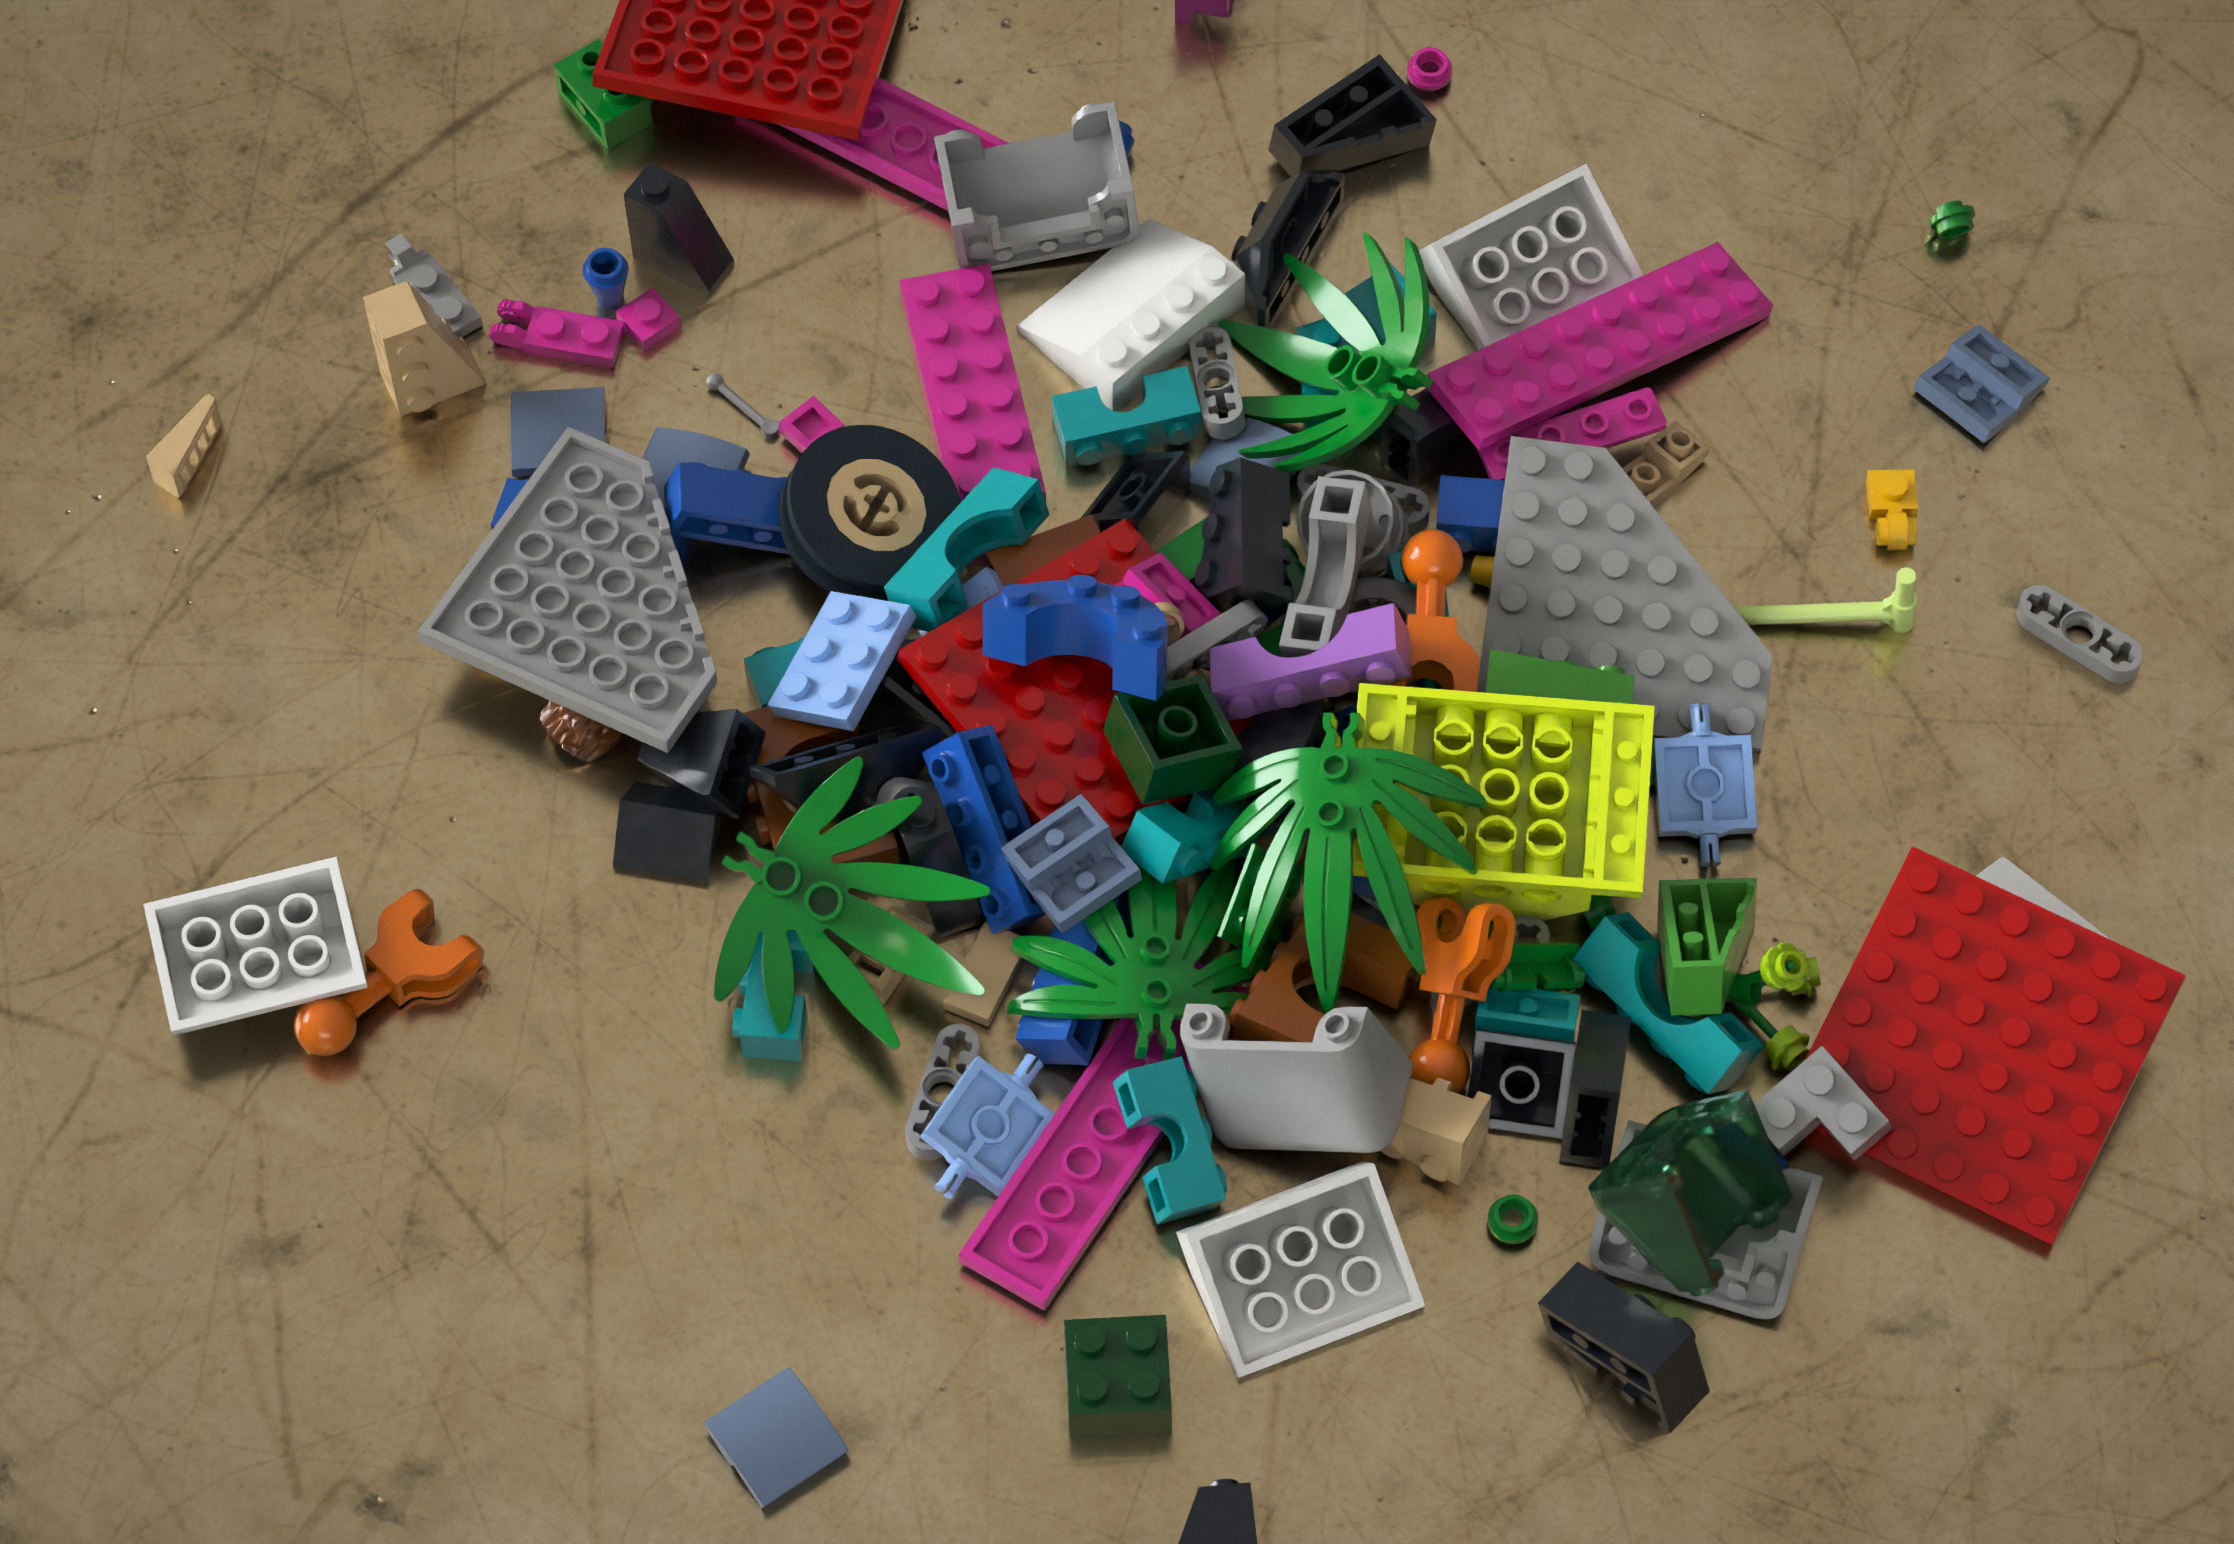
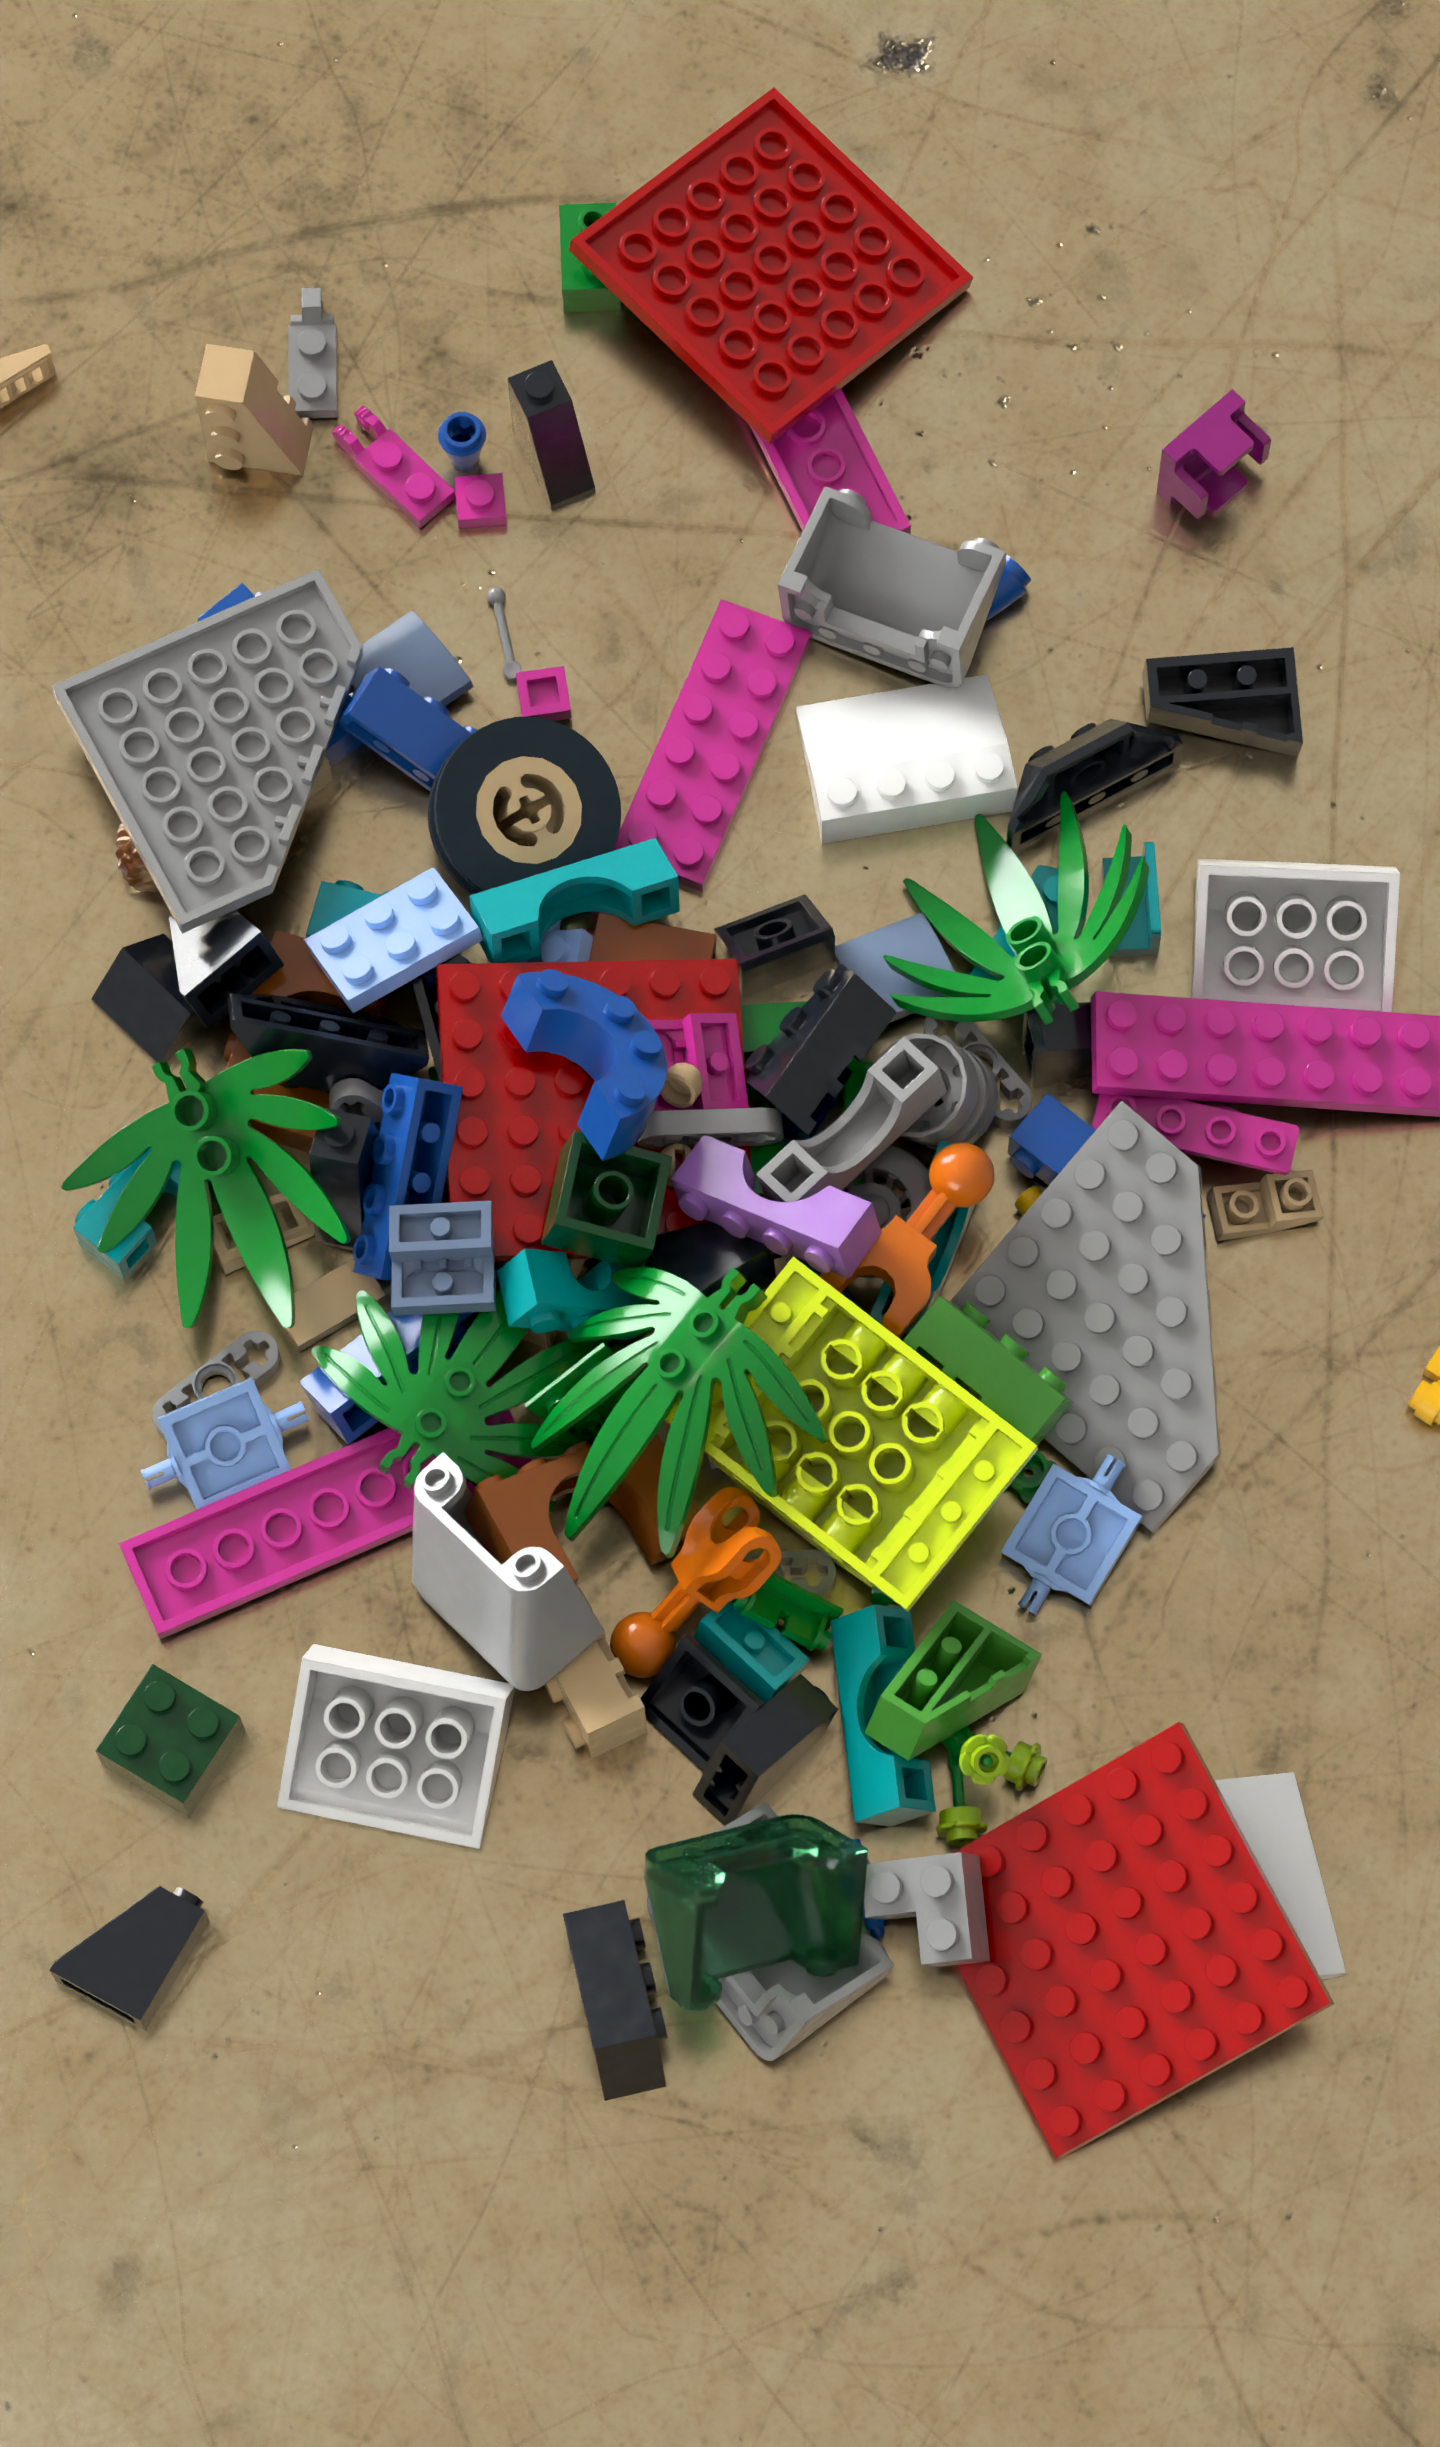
camera: 35 degrees right, 10 degrees up
(544, 415) = (333, 544): sand blue slope -> none
(1094, 432) = (858, 877): teal arch -> none
(1165, 1098) = (355, 1605): teal arch -> none
(1209, 397) = (926, 894): light grey beam -> none
(1429, 60) = (1352, 672): dark pink plate -> none
(1512, 1206) = (605, 1806): green plate -> none
(1896, 610) = (1374, 1477): yellowish green bar -> none

